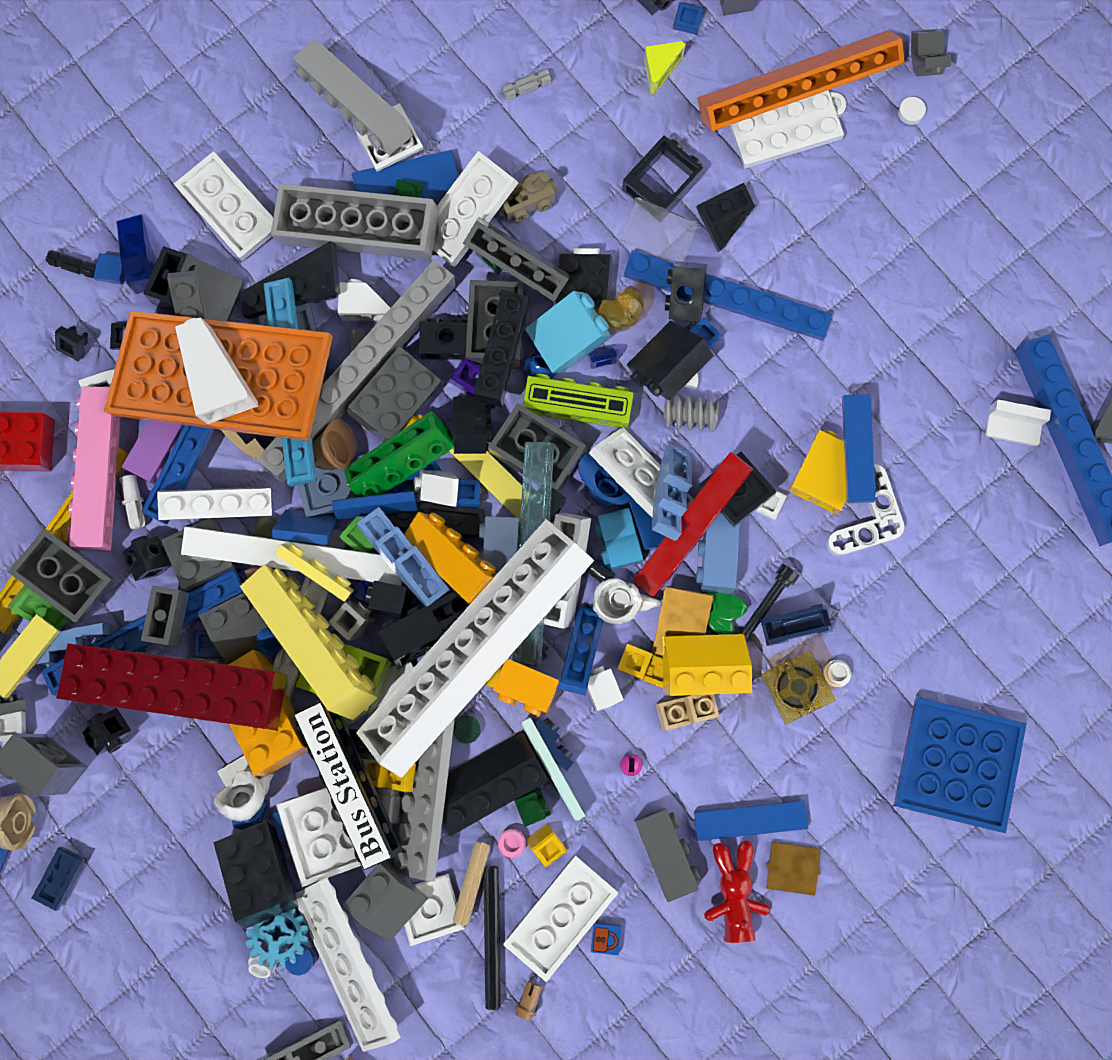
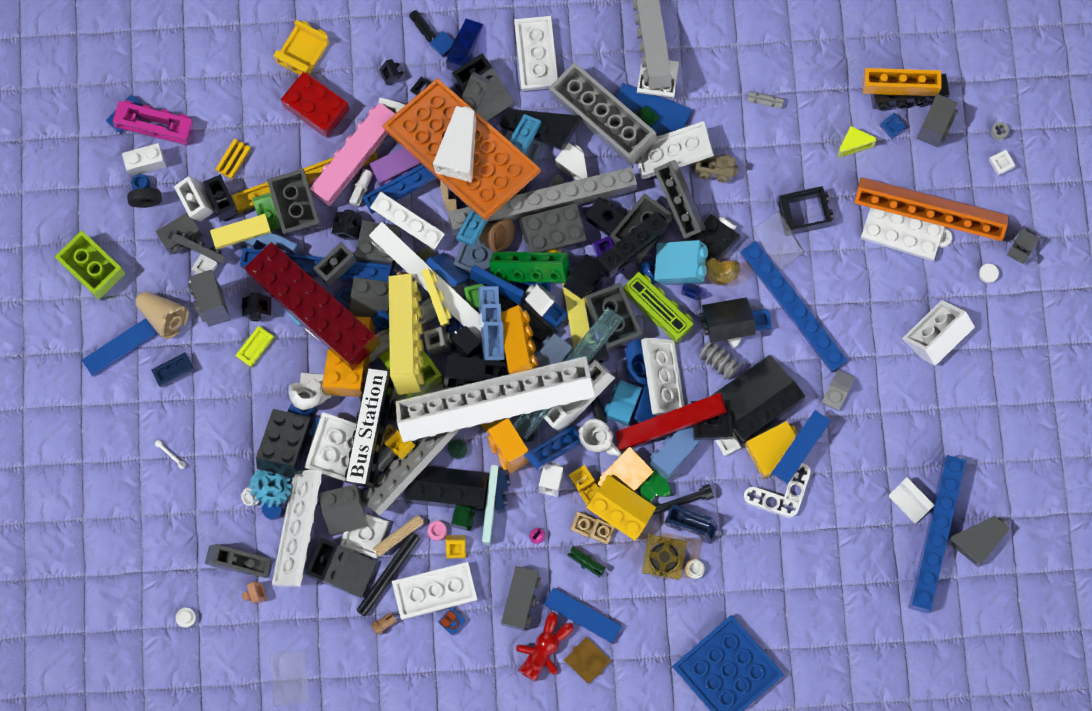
camera: 35 degrees right, 5 degrees down
(139, 778) = (254, 346): none -> neon yellow tile
(150, 985) = (158, 443): none -> white hinge
(431, 973) = (340, 568): none -> black slope
(671, 492) = (673, 394): medium blue slope -> none
(688, 275) = (778, 281): black brick -> none
(710, 754) = (586, 561): none -> dark green pin
(725, 214) = (827, 258): black wing -> none
(766, 423) = (760, 398): none -> black slope
(845, 354) = (838, 390): none -> light grey slope
(908, 212) = (939, 332): none -> white slope

